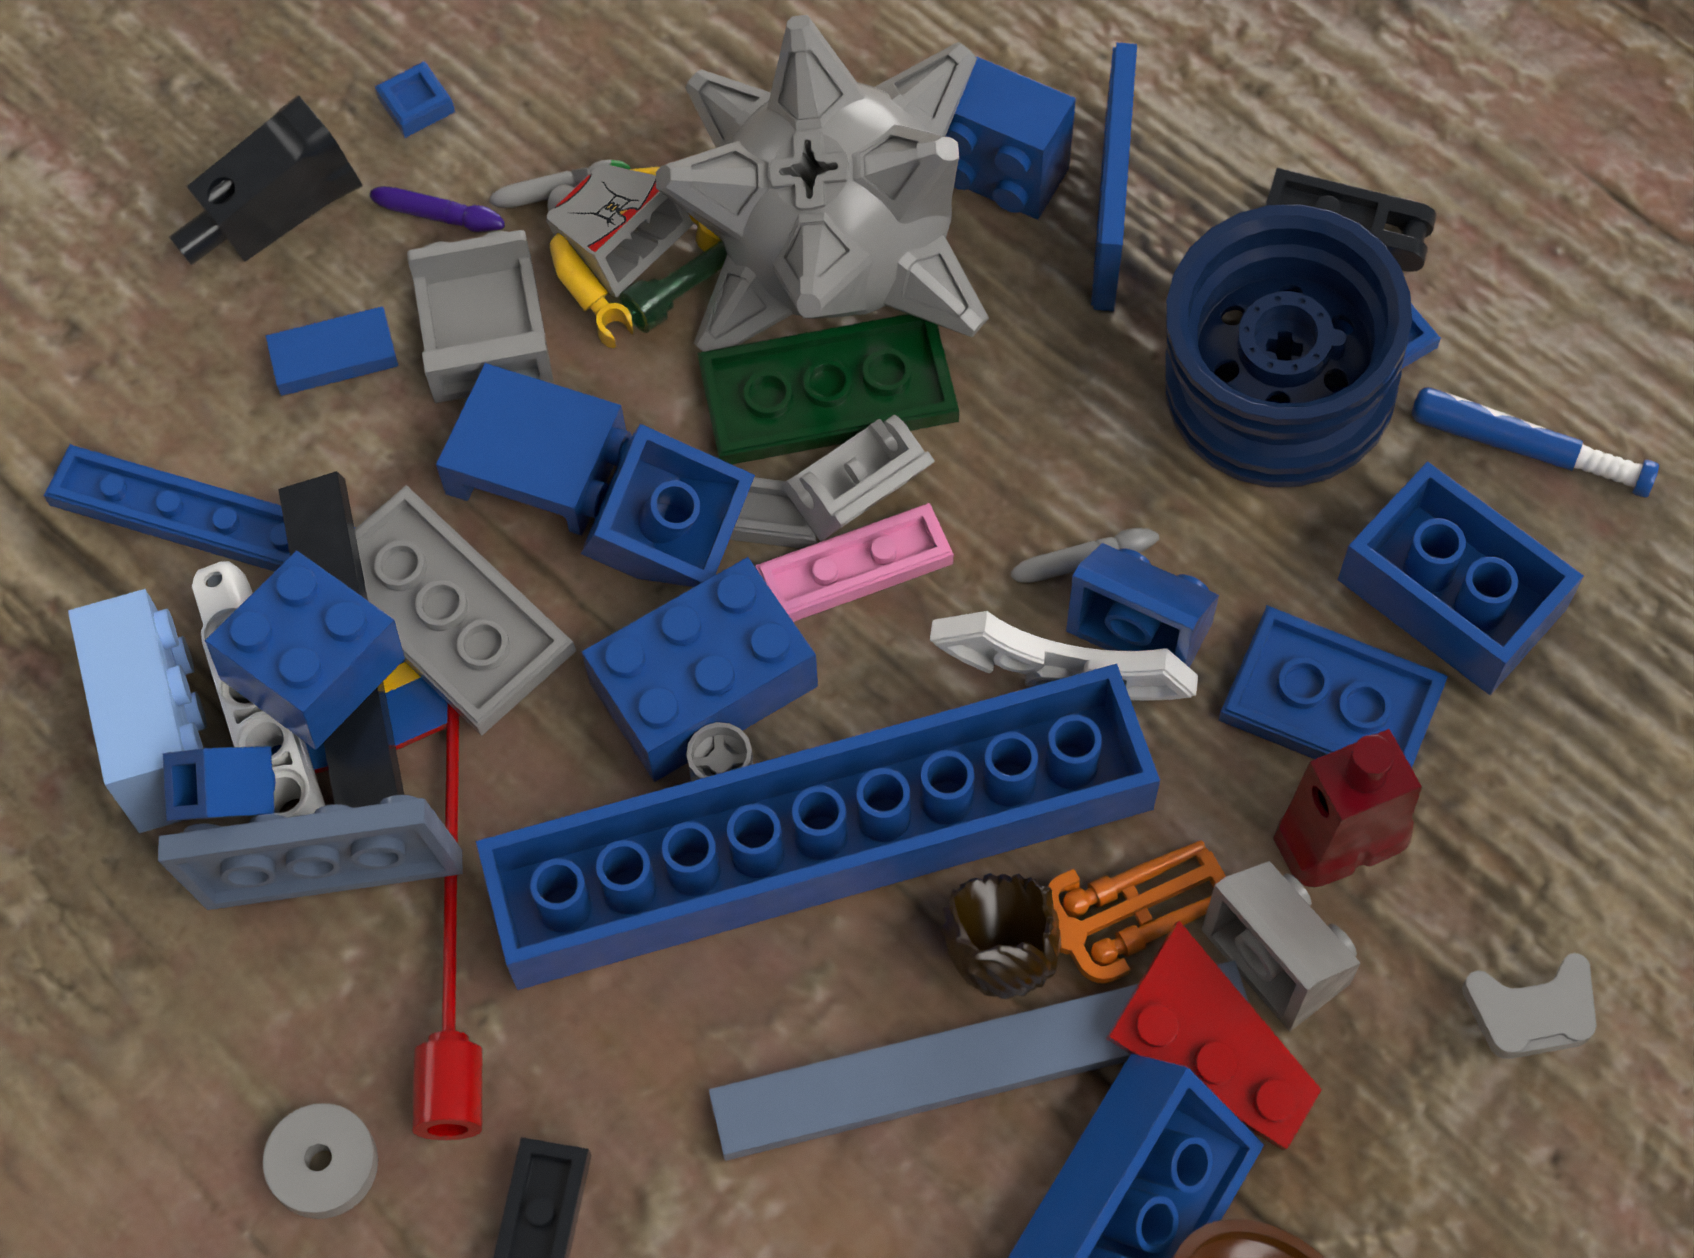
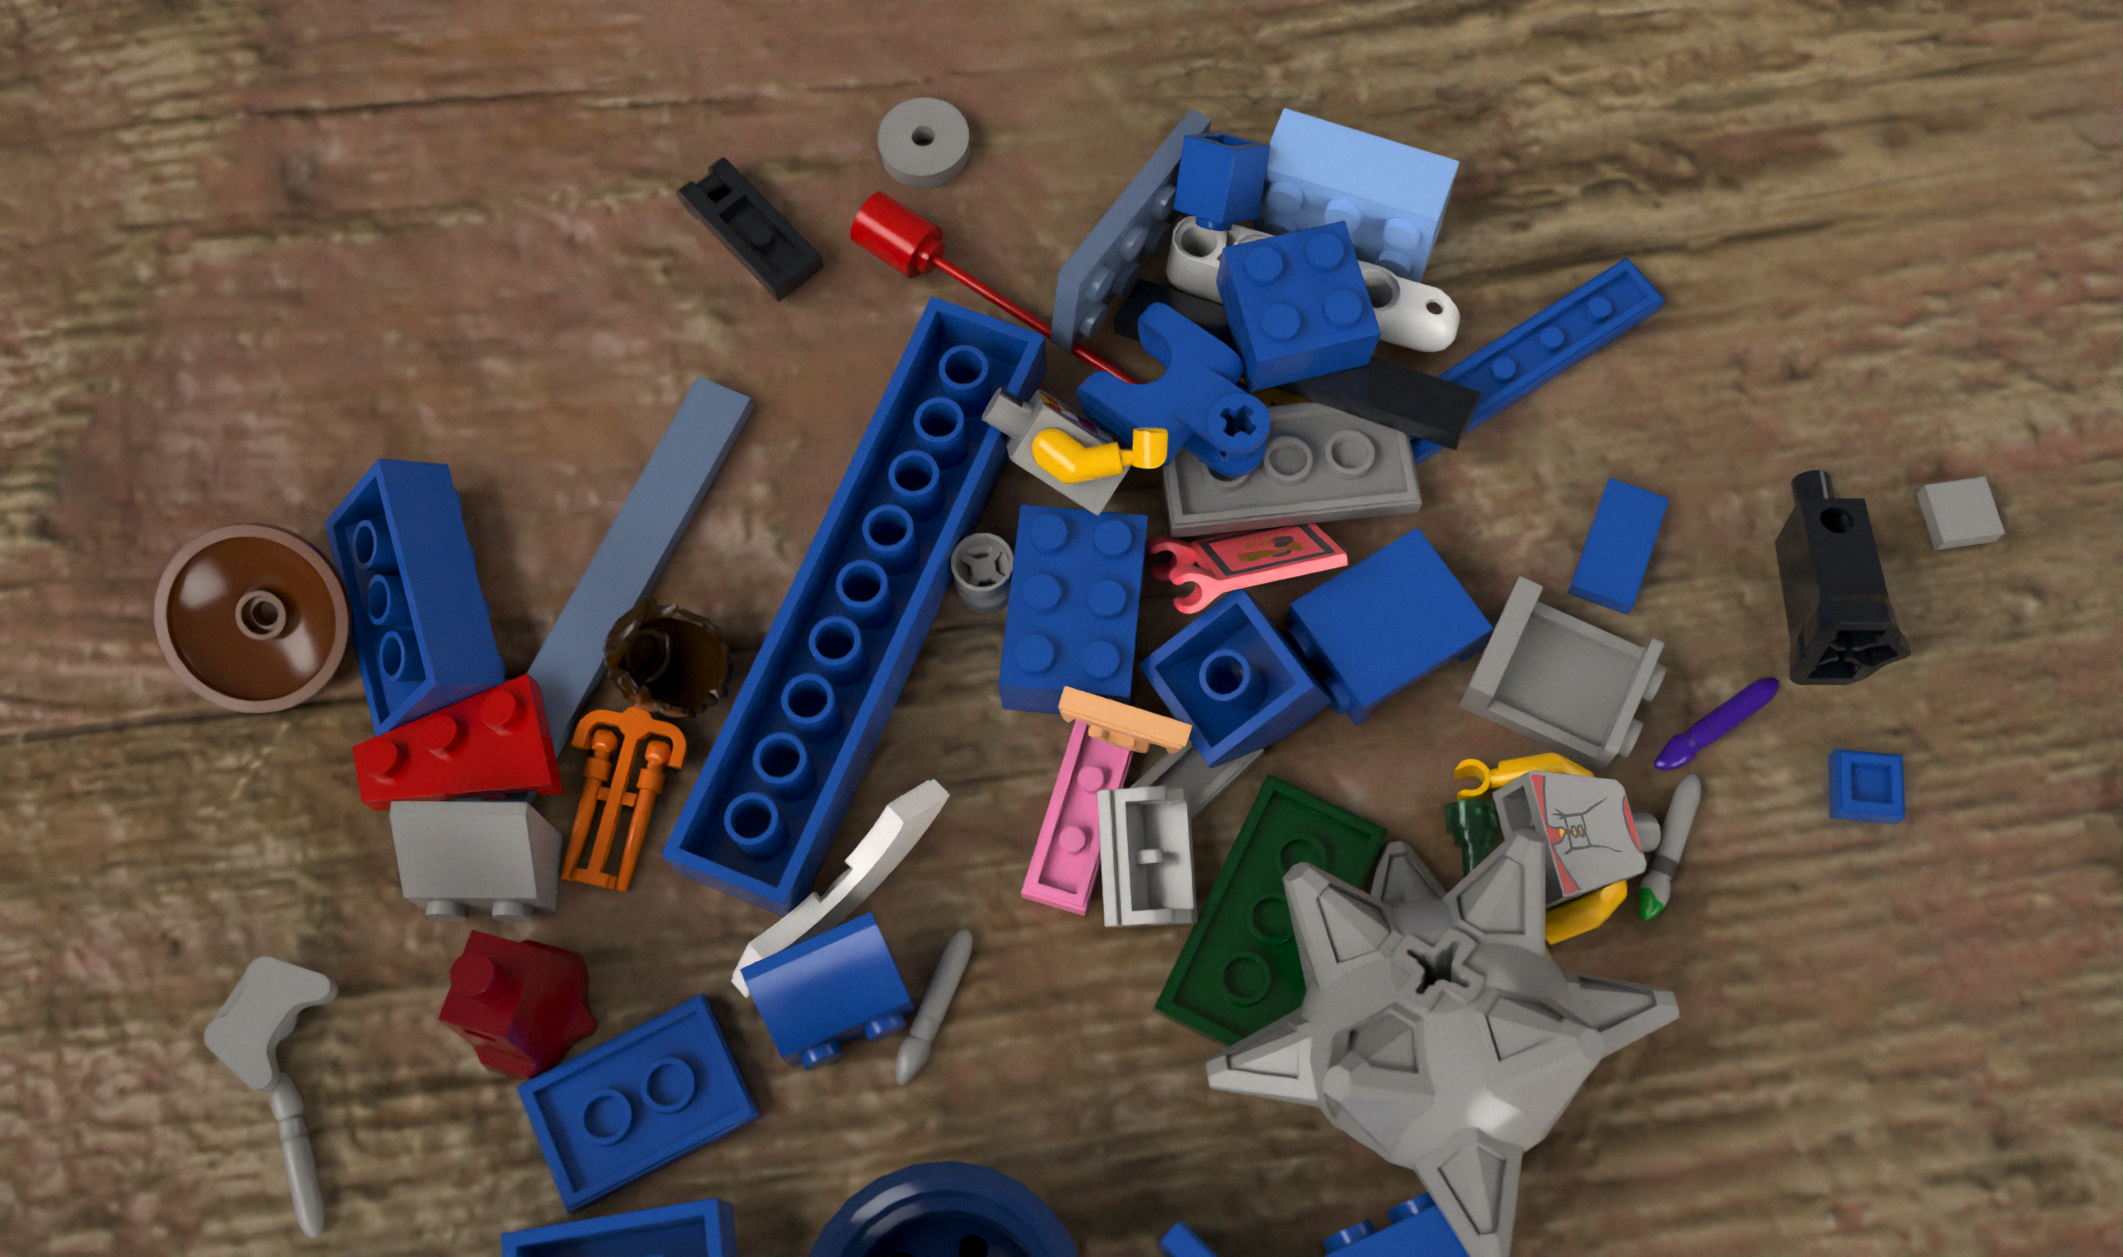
camera: 130 degrees right, 5 degrees up
(132, 155) = (1960, 513): none -> light grey tile
(452, 689) = (1191, 400): none -> blue piece
(557, 557) = (1243, 560): none -> coral flag
(569, 741) = (1070, 448): none -> torso
(769, 546) = (1123, 724): none -> light nougat tile
(1596, 901) = (298, 1156): none -> light grey piece

